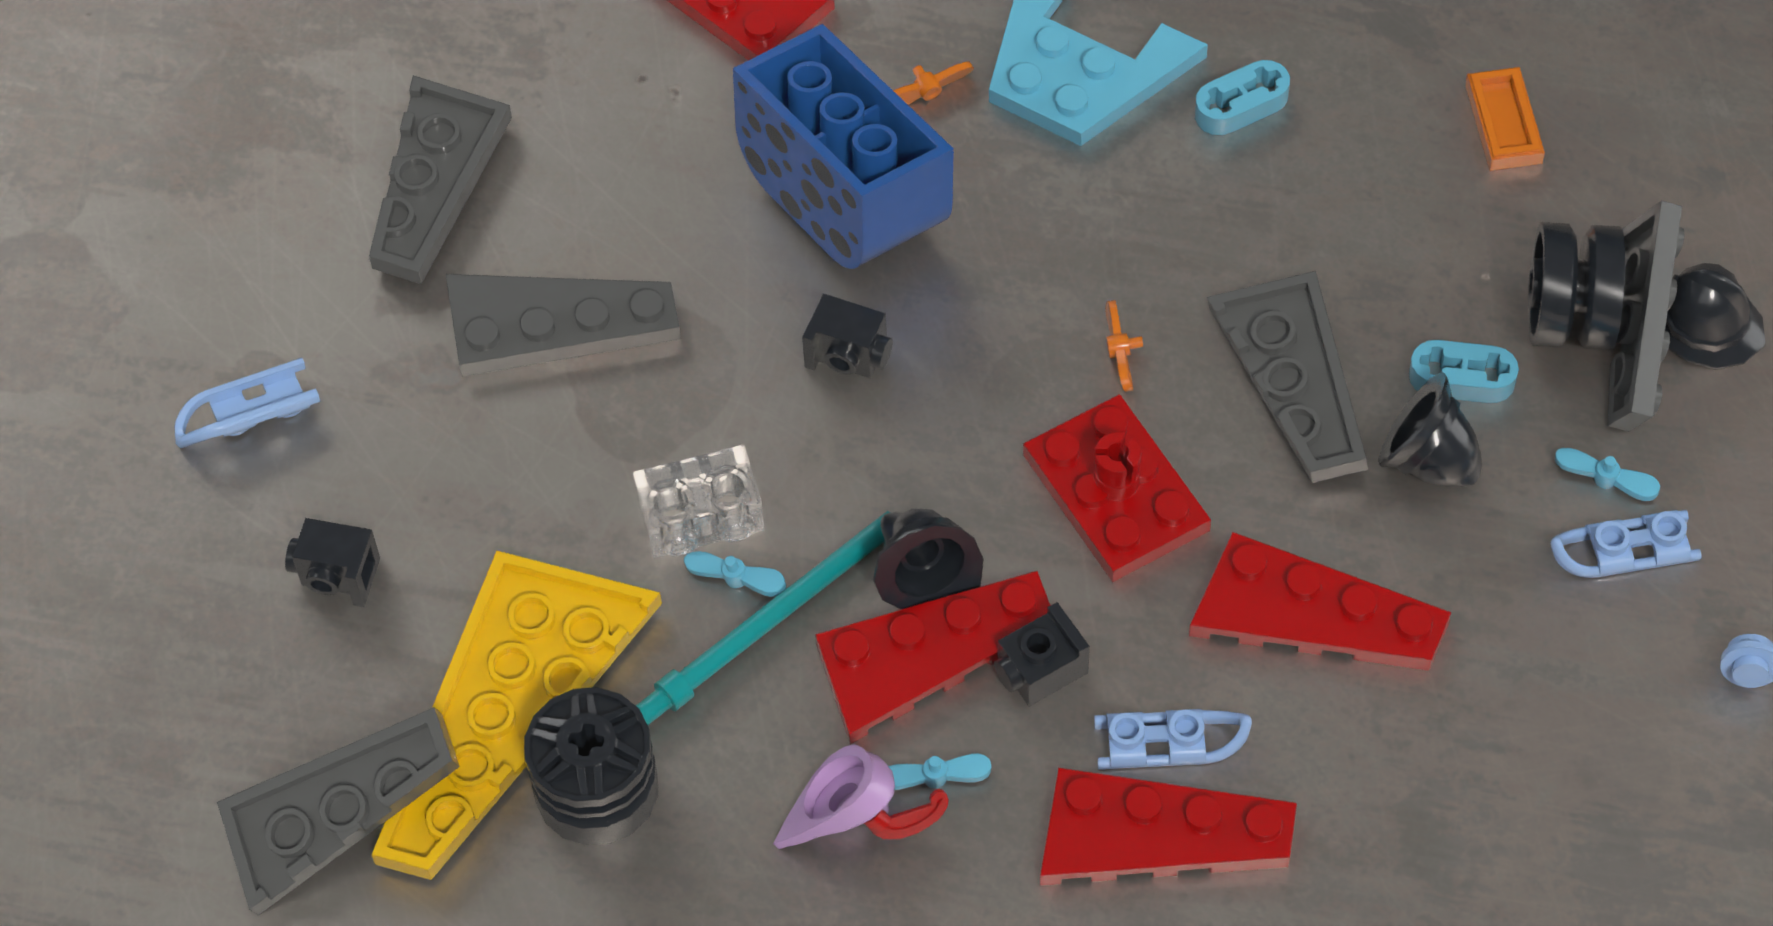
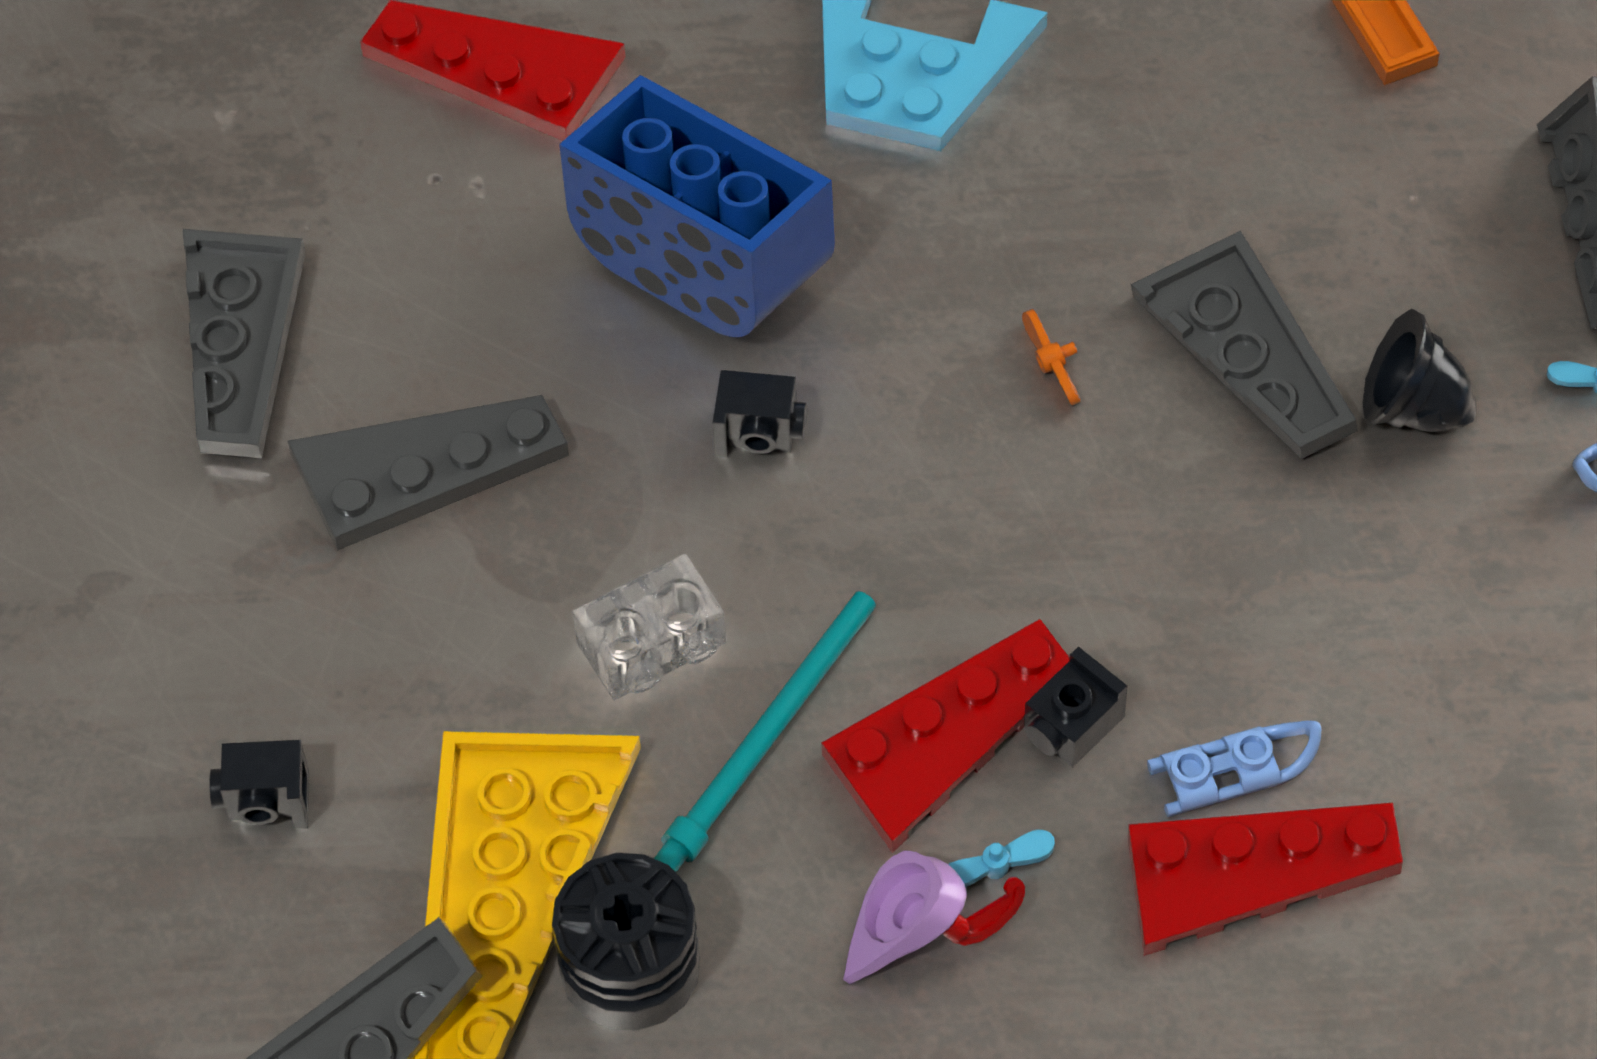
camera: 15 degrees left, 0 degrees up
(237, 415) = (99, 648): light blue piece -> none
(735, 573) = (712, 696): medium azure piece -> none
(925, 559) = (919, 631): black piece -> none
(930, 85) = (758, 119): orange piece -> none
(1116, 487) = (1095, 510): red plate -> none
(1244, 100) = (1106, 67): medium azure beam -> none
(1292, 601) = (1323, 589): red wing -> none
(1466, 369) = (1428, 296): medium azure beam -> none
(1584, 286) = (1523, 187): black wheel -> none

